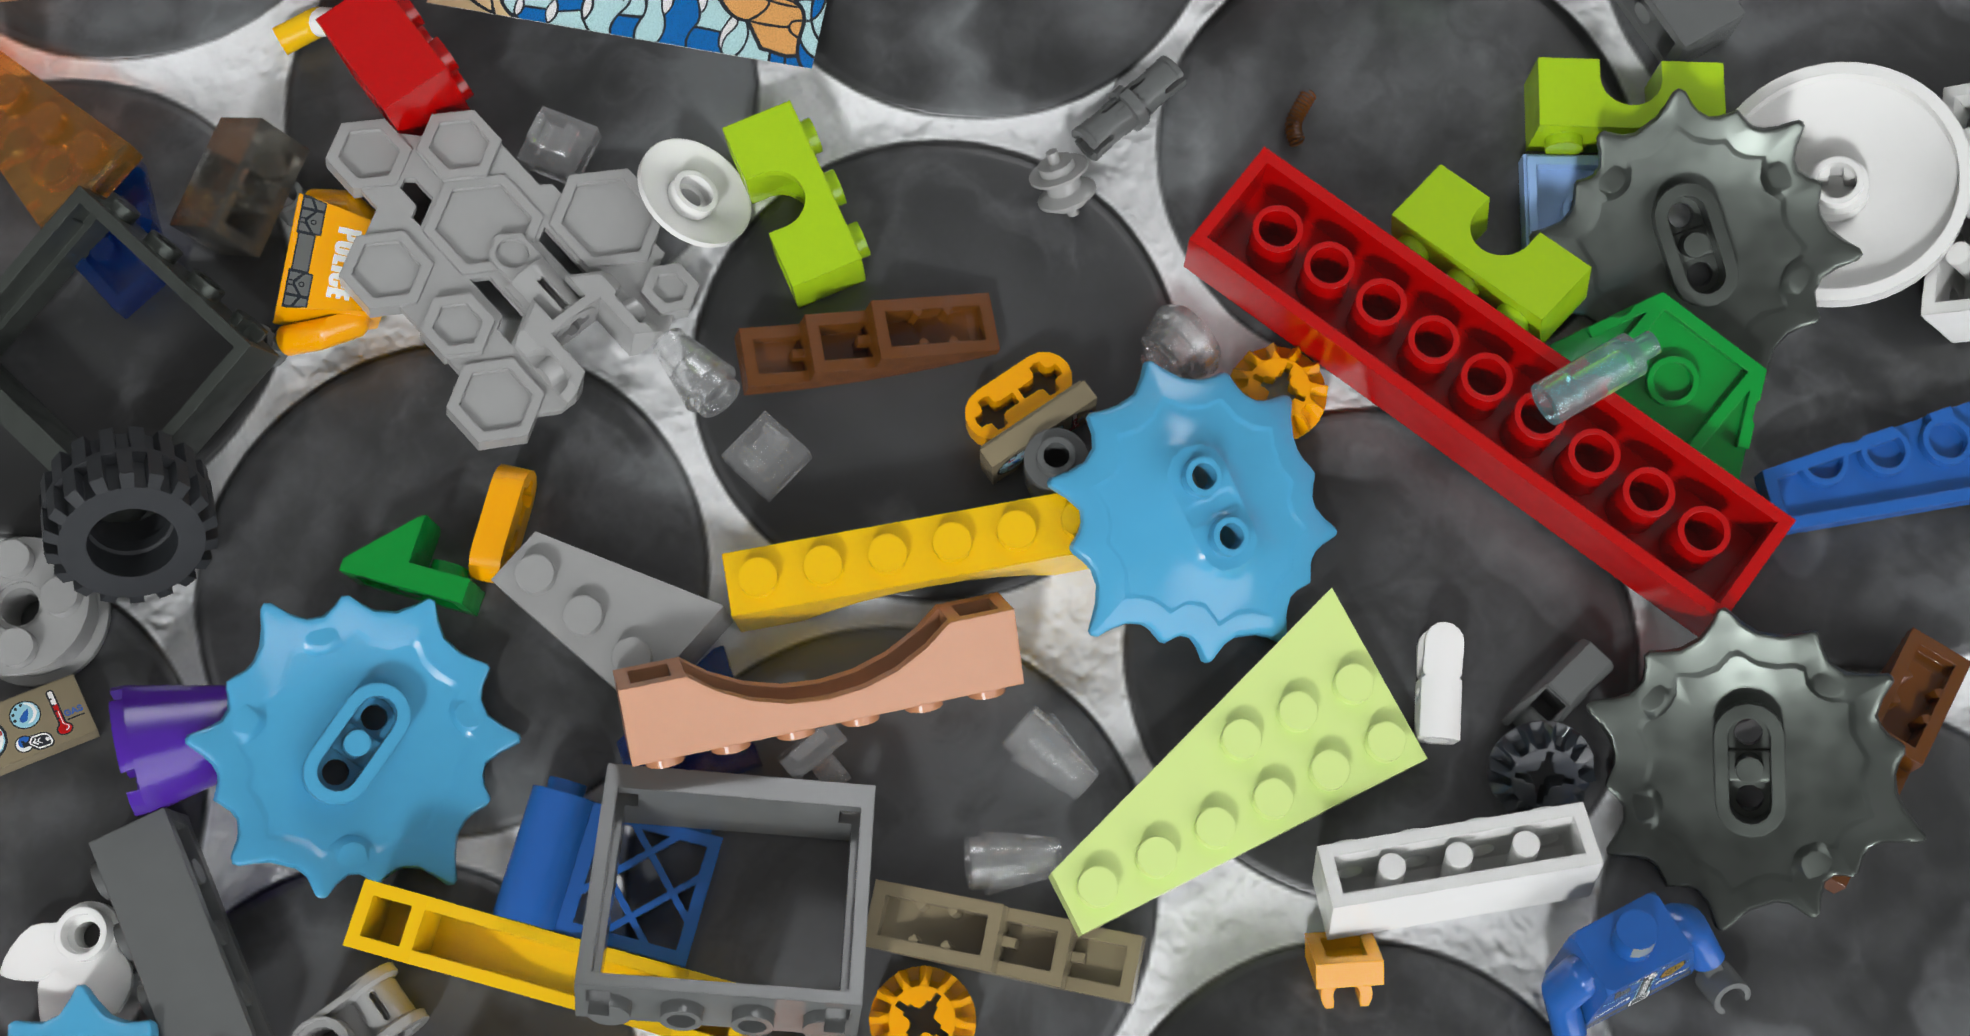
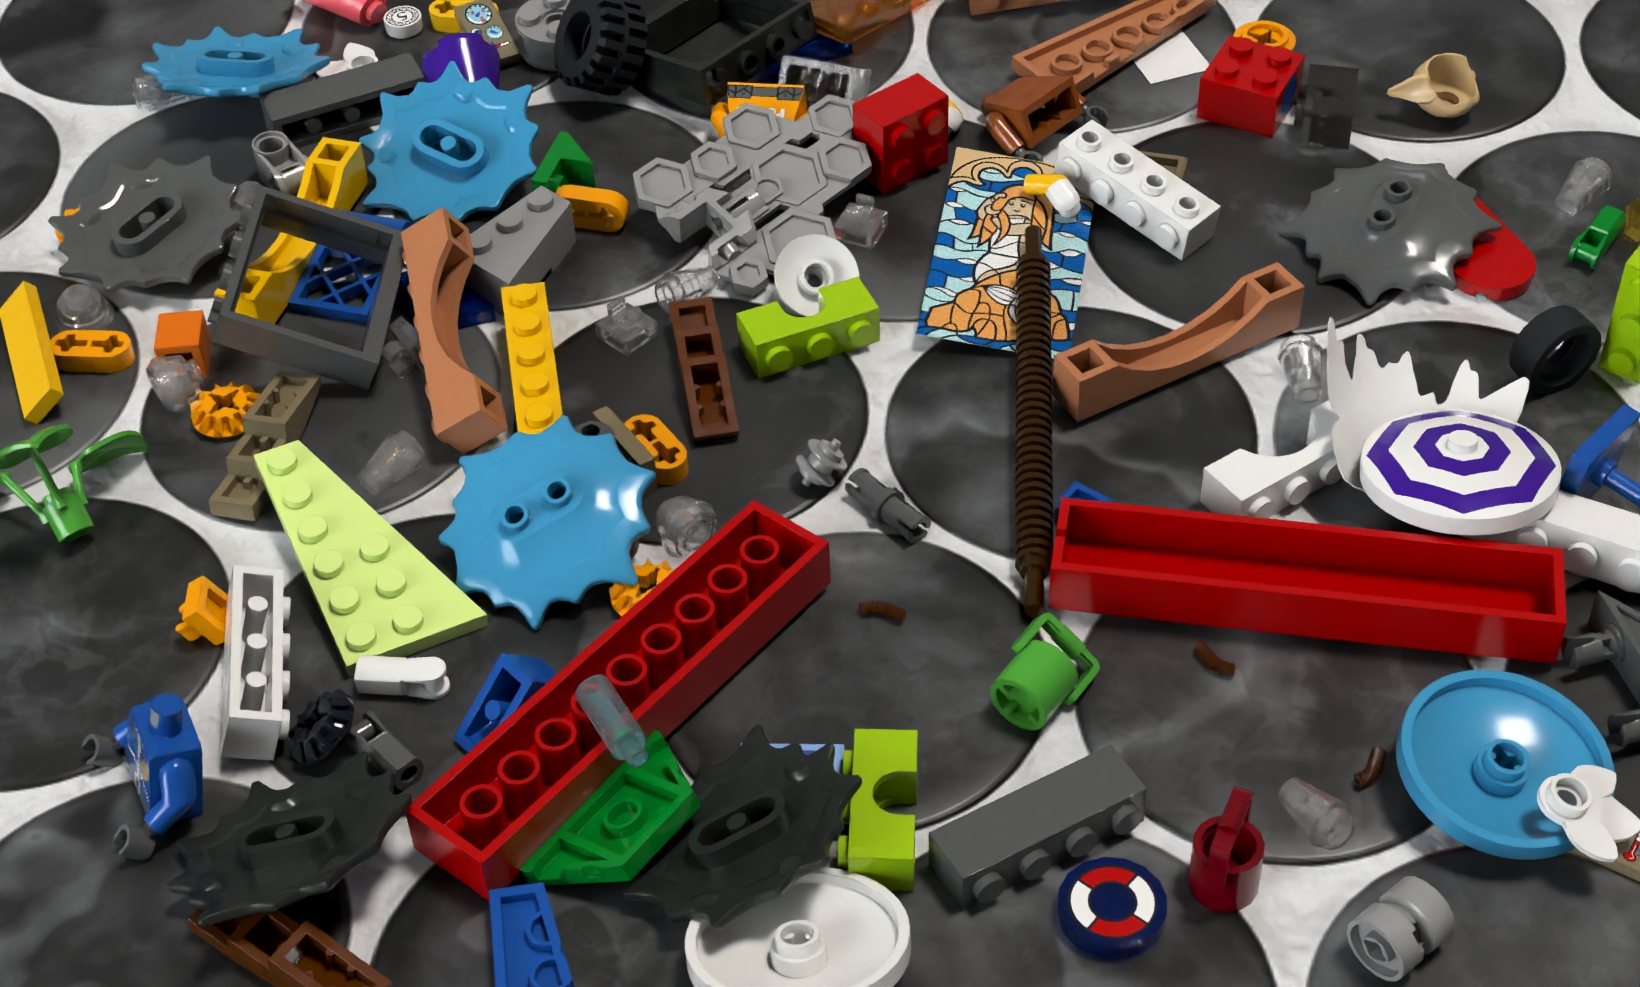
camera: 90 degrees right, 30 degrees down
(1008, 860) = (322, 435): clear cone -> none
(1498, 533) = (504, 691): none -> blue slope
(1530, 287) = (712, 712): lime arch -> none

